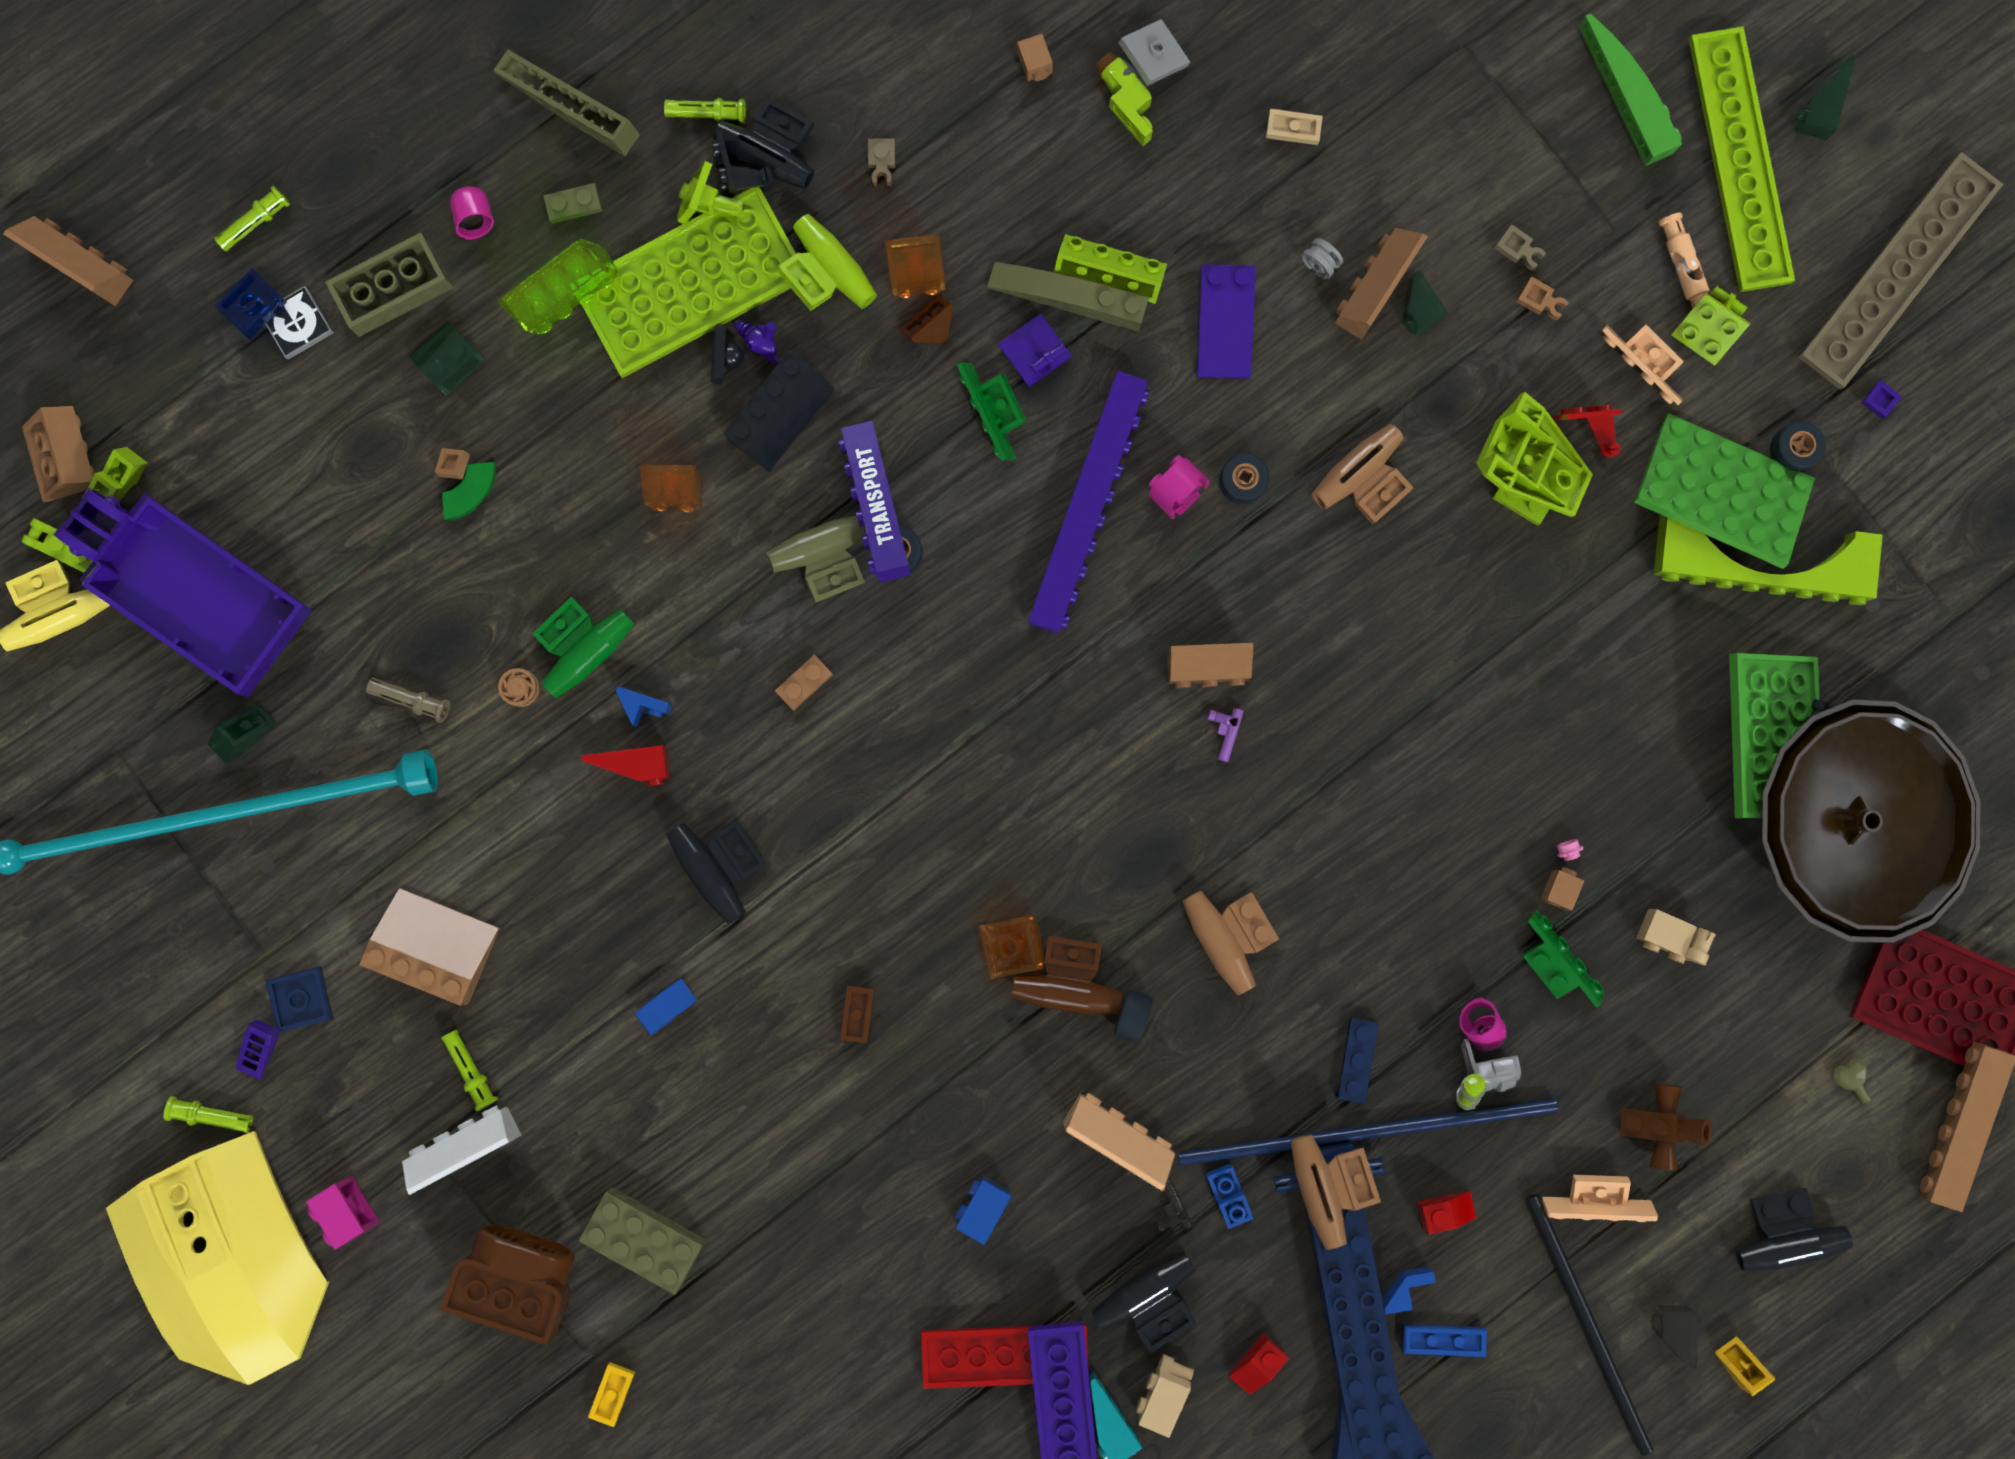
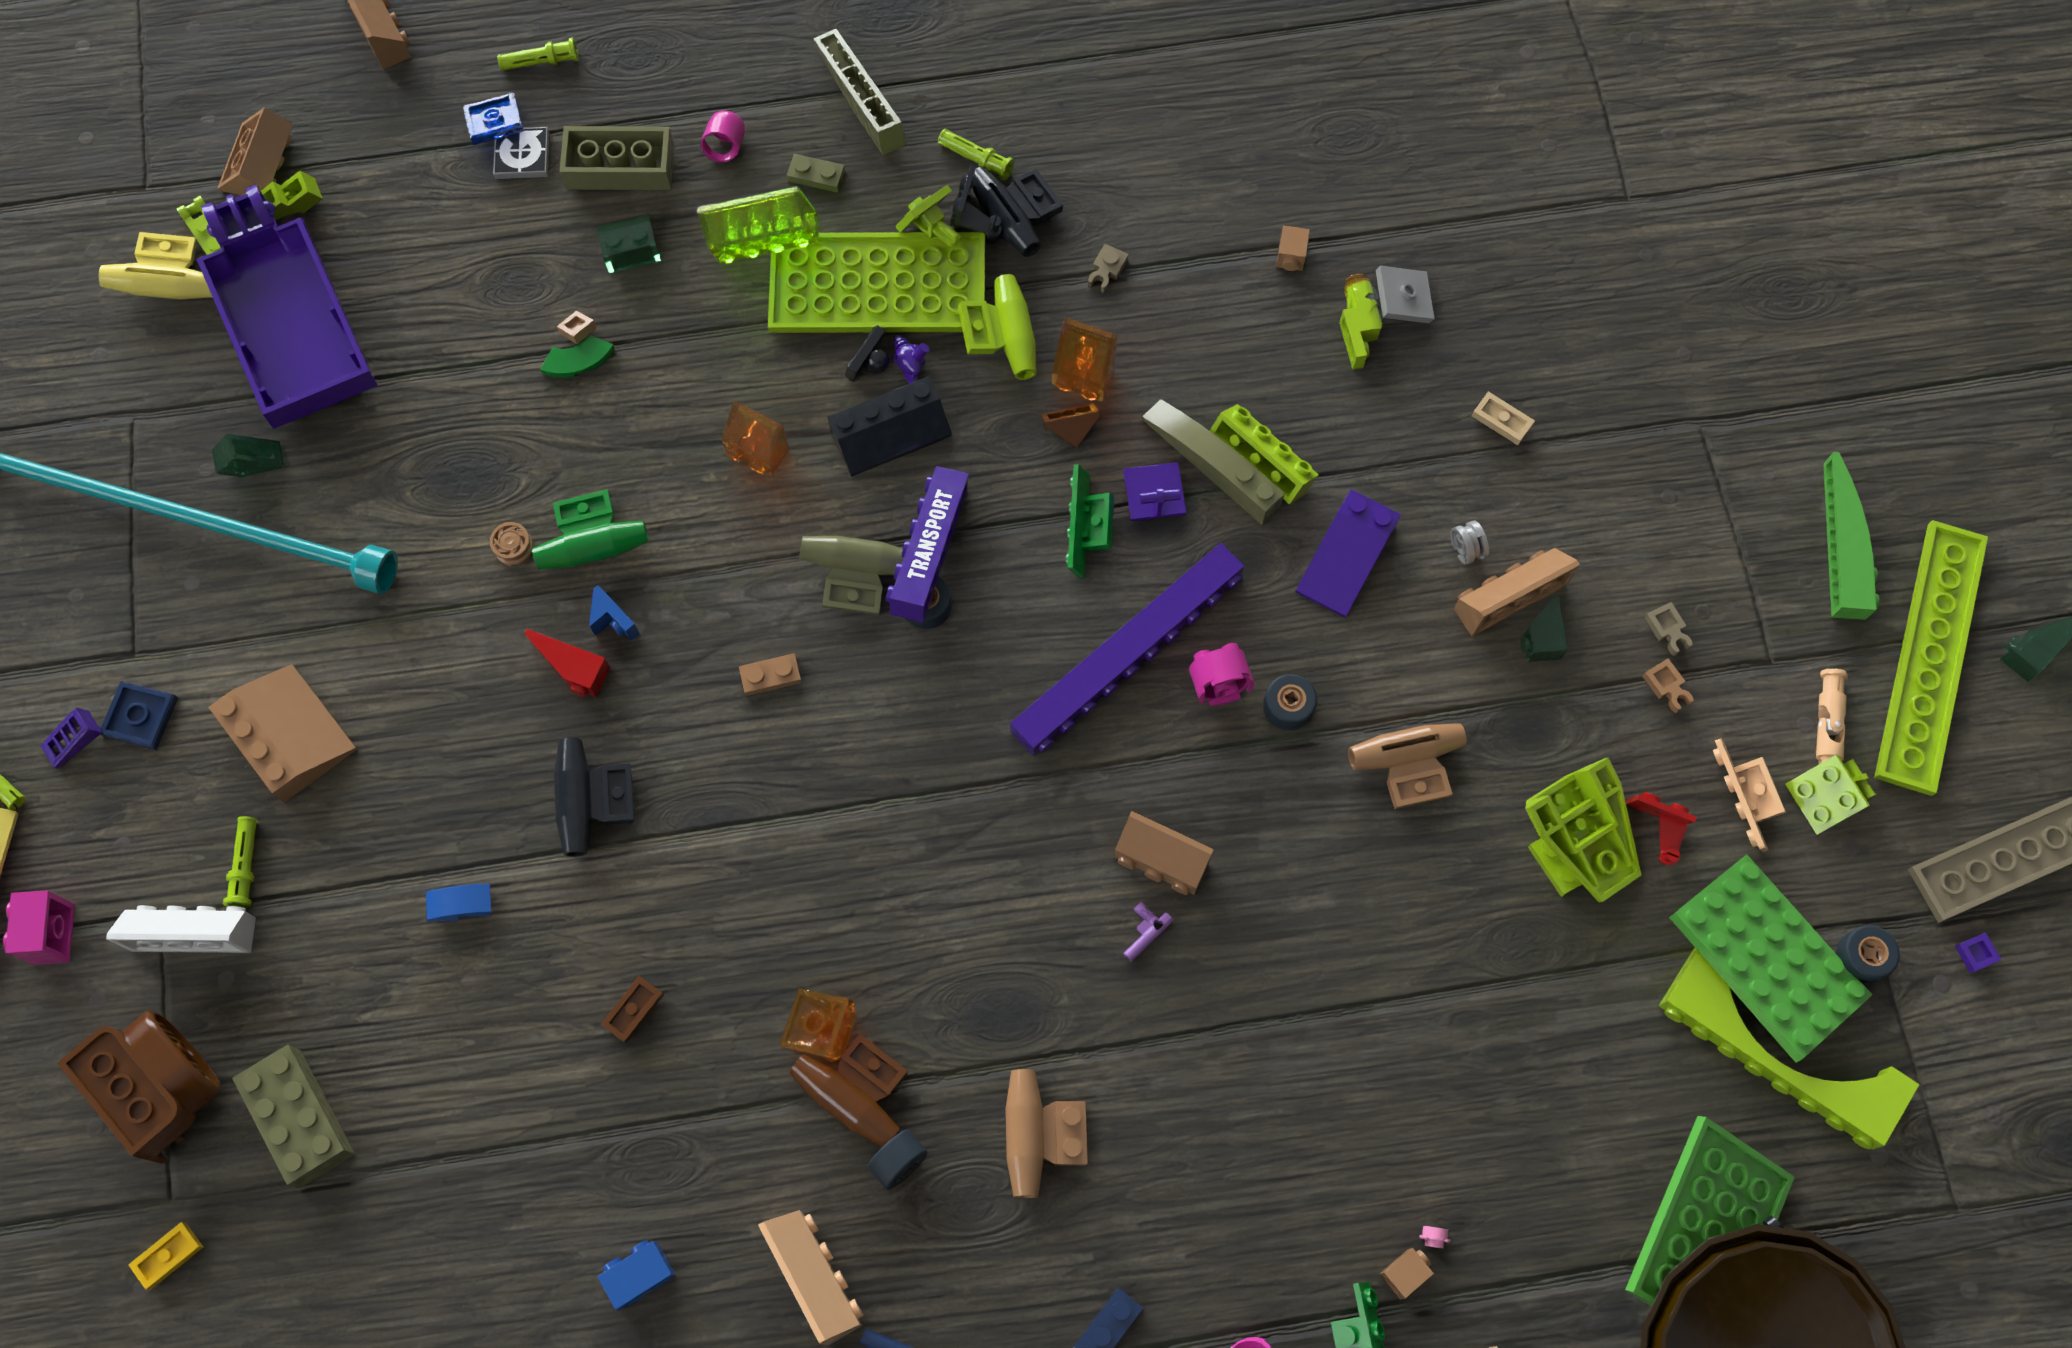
camera: 30 degrees right, 15 degrees down
(420, 702) = (416, 511): dark tan pin -> none

